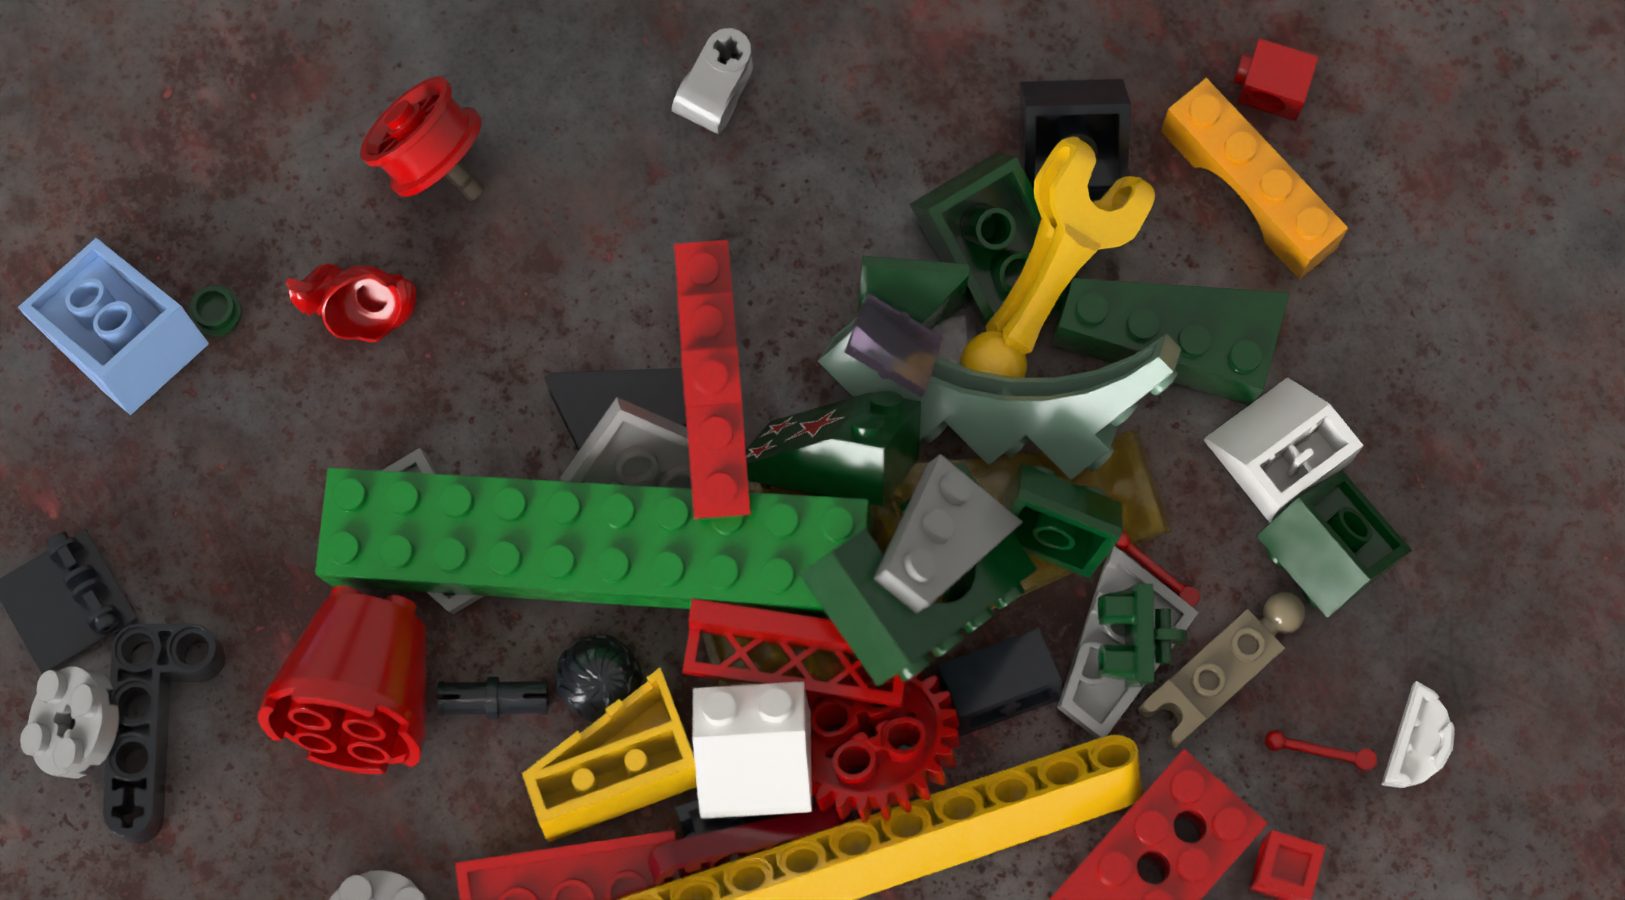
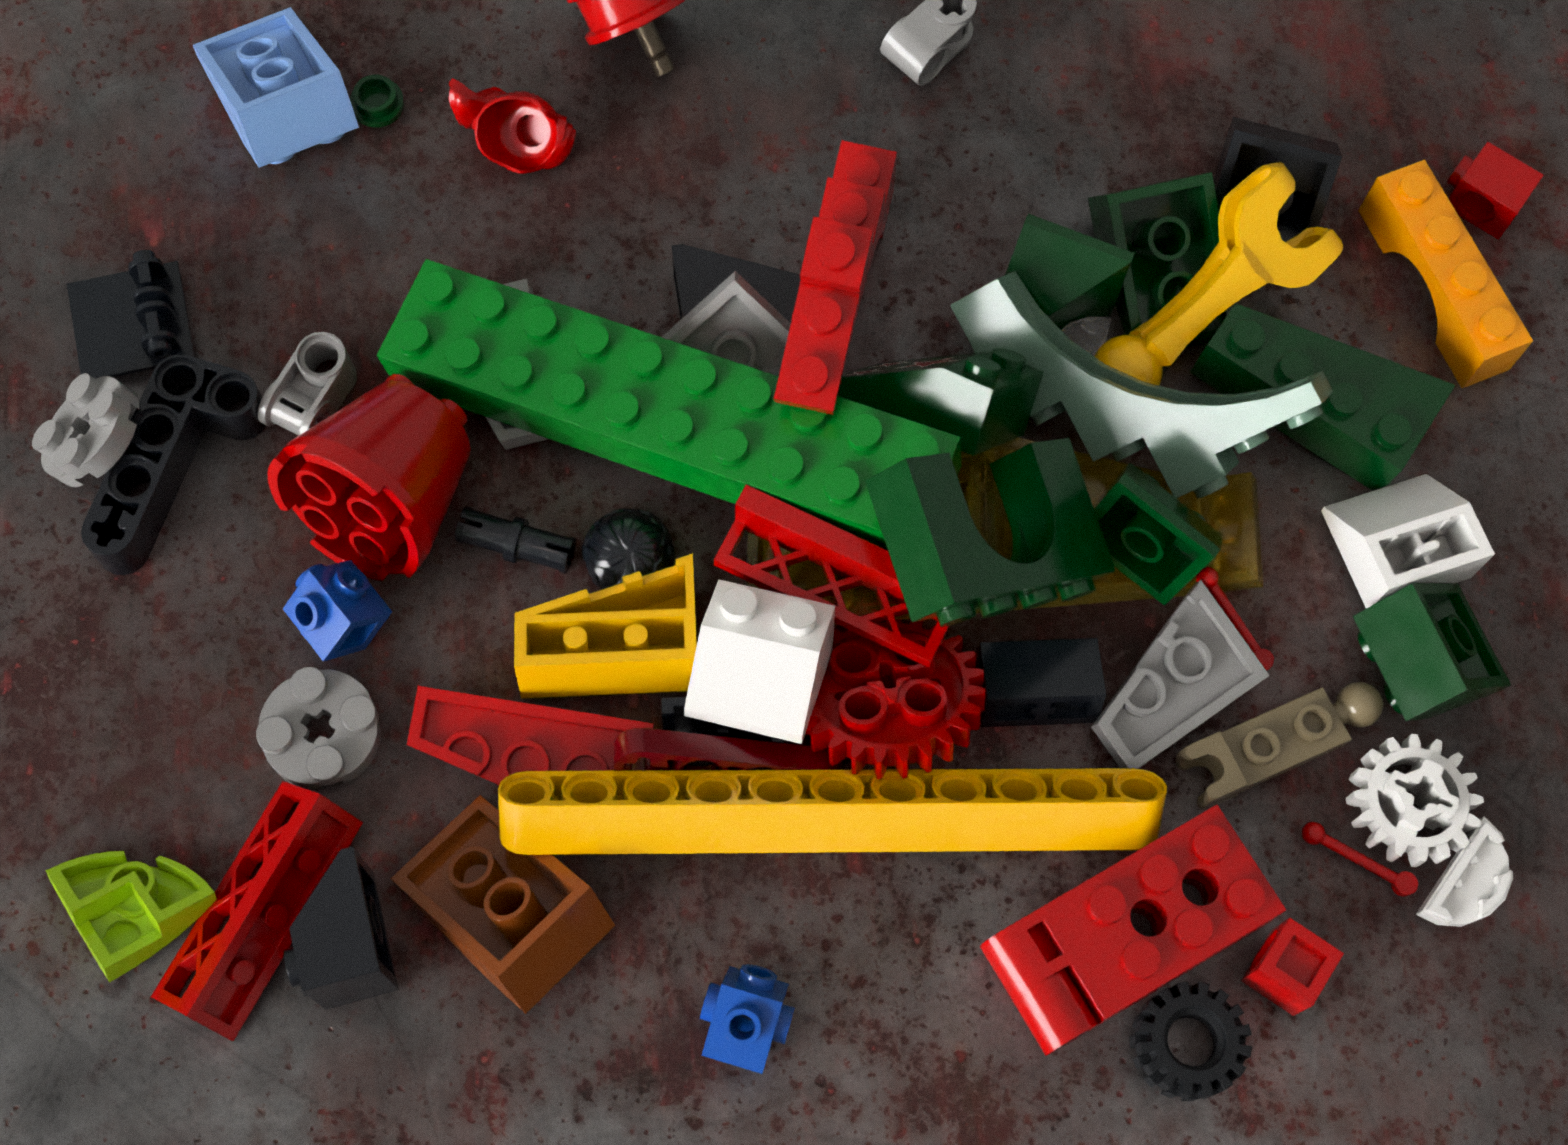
camera: 15 degrees right, 5 degrees down
(254, 620) = (303, 396): none -> light grey piece
(357, 816) = (336, 609): none -> blue brick
(894, 345) = (1033, 307): piece -> none
(941, 535) = (1027, 493): light grey wing -> none
(1136, 658) = (1191, 696): dark green hips -> none
(1355, 662) = (1439, 793): none -> white gear

